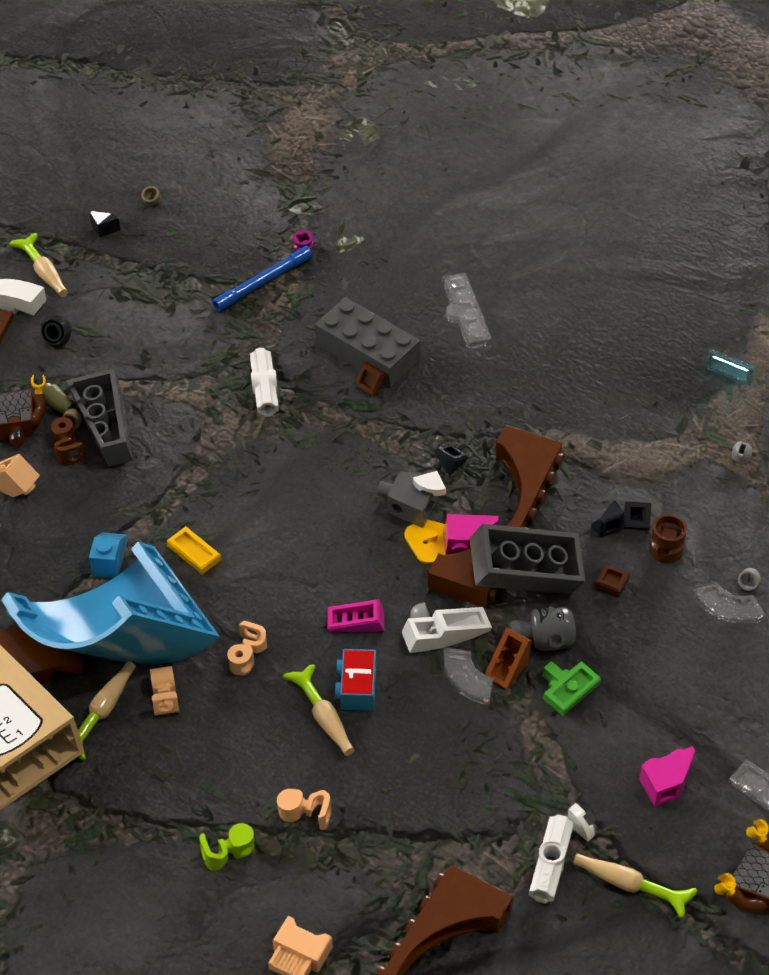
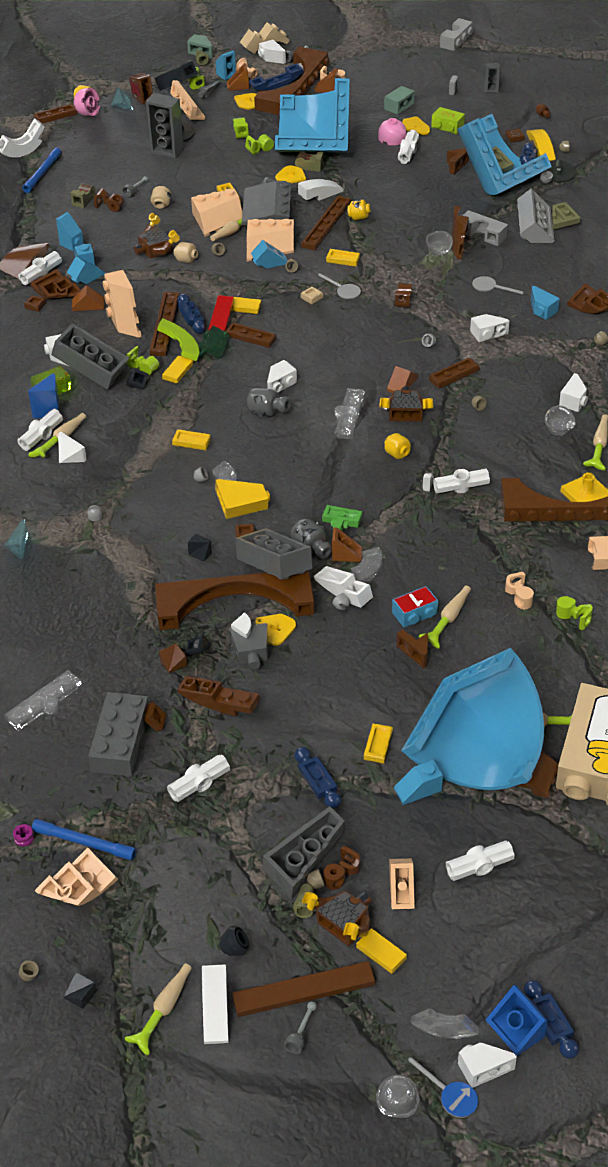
camera: 120 degrees left, 5 degrees down
(188, 474) = (317, 777): none -> dark blue plate
(217, 259) = (79, 880): none -> light nougat slope
(241, 655) = (439, 669): light nougat leg -> none
(288, 644) = (413, 648): none -> reddish brown slope
(362, 438) = (216, 697): none -> reddish brown slope
(365, 608) = (365, 620): dark pink slope -> none
(445, 428) = (172, 658): none -> reddish brown slope
(460, 528) = (262, 603): dark pink slope -> none
(633, 881) = (445, 450): tan piece -> none
(637, 515) = (181, 540): black slope -> none
(666, 776) = (369, 456): dark pink slope -> none
(668, 538) = (199, 512): reddish brown wheel -> none
(671, 591) = (241, 497): none -> yellow slope
(673, 822) = (397, 446): none -> yellow head

